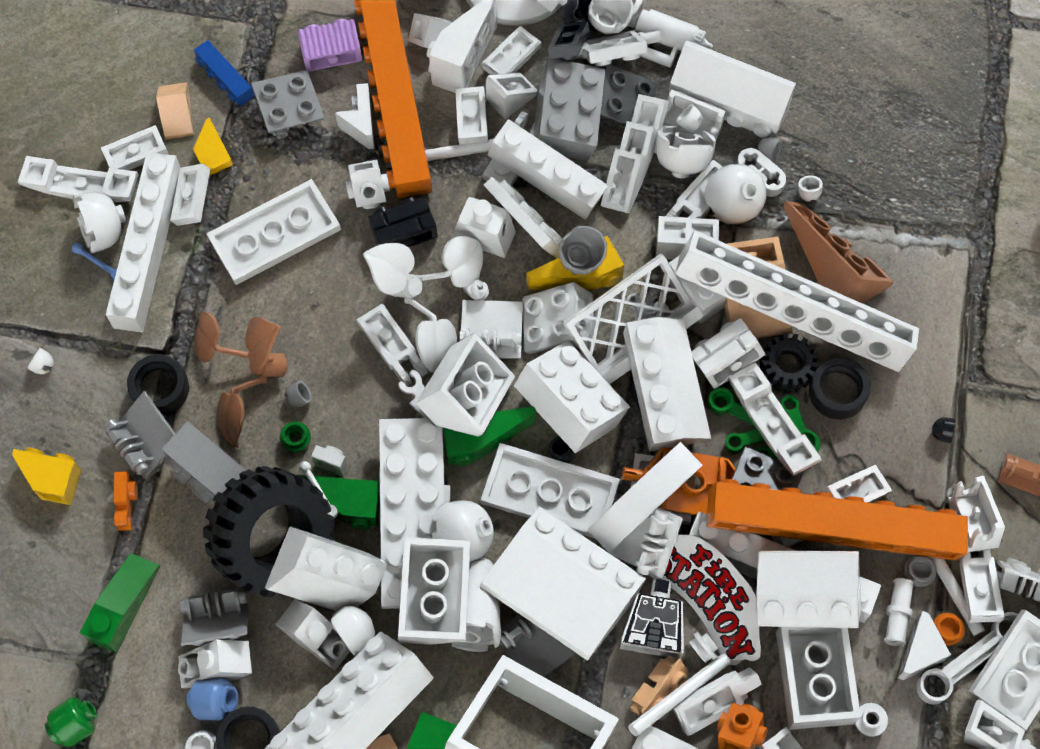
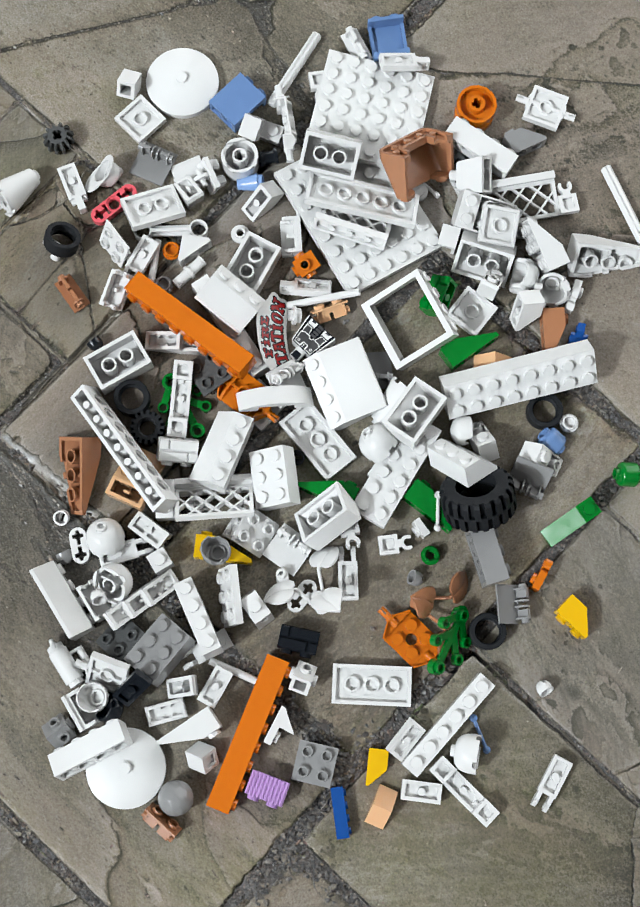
camera: 150 degrees left, 10 degrees up
(205, 372) = (458, 617): none -> green plant
(236, 303) = (395, 633): none -> orange plate
(357, 415) = (390, 544): none -> white plate
(441, 284) = (303, 602): none -> white beam
(645, 210) = (160, 561): none -> white brick
(894, 418) = (118, 362): none -> white brick

